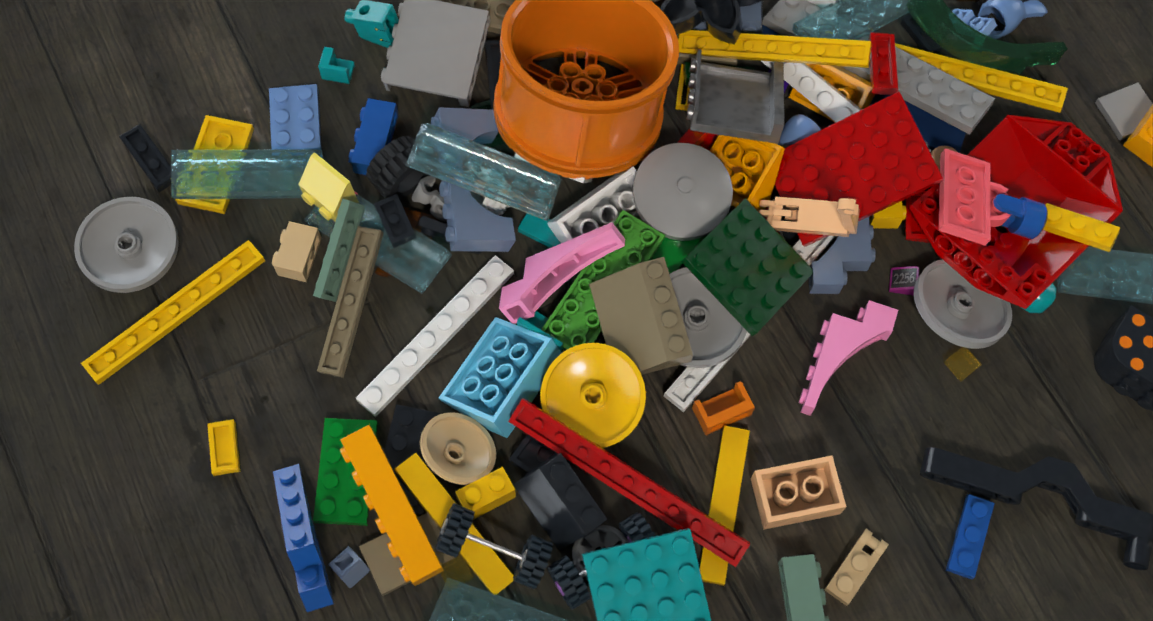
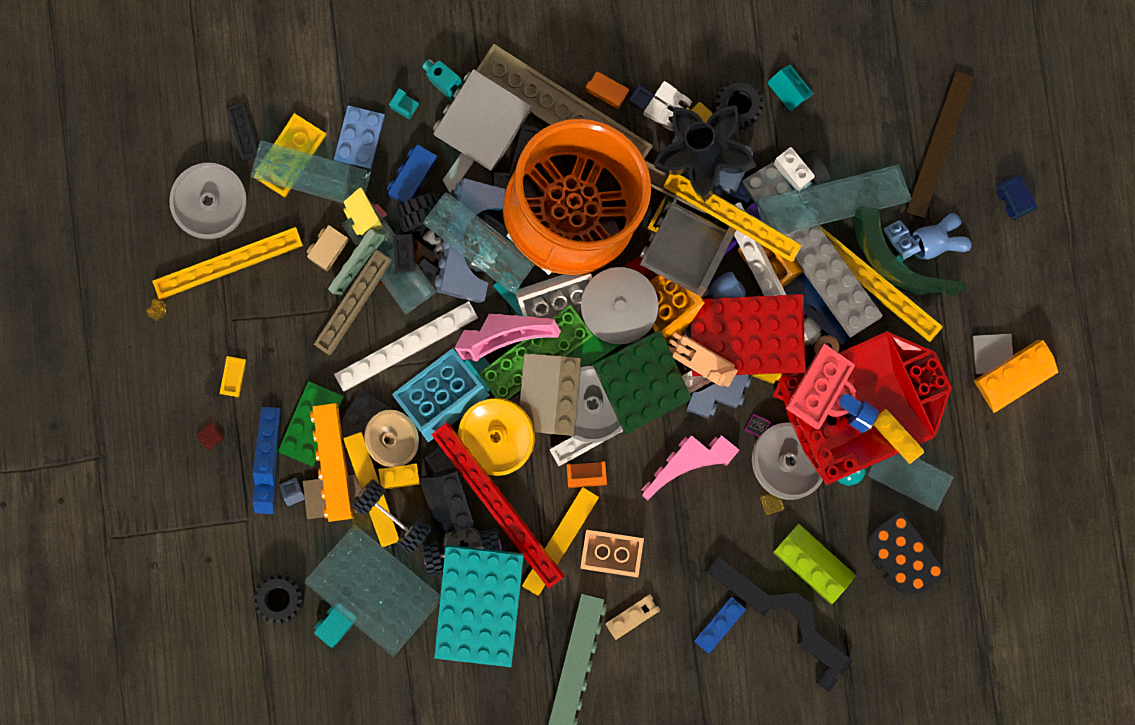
camera: 25 degrees right, 15 degrees up
(96, 395) = (157, 309): none -> clear yellow plate
(216, 535) = (209, 437): none -> clear red tile
(428, 110) = (457, 171): none -> white sticker
(883, 64) = (808, 259): red plate -> none
(1050, 419) = (814, 564): none -> lime slope

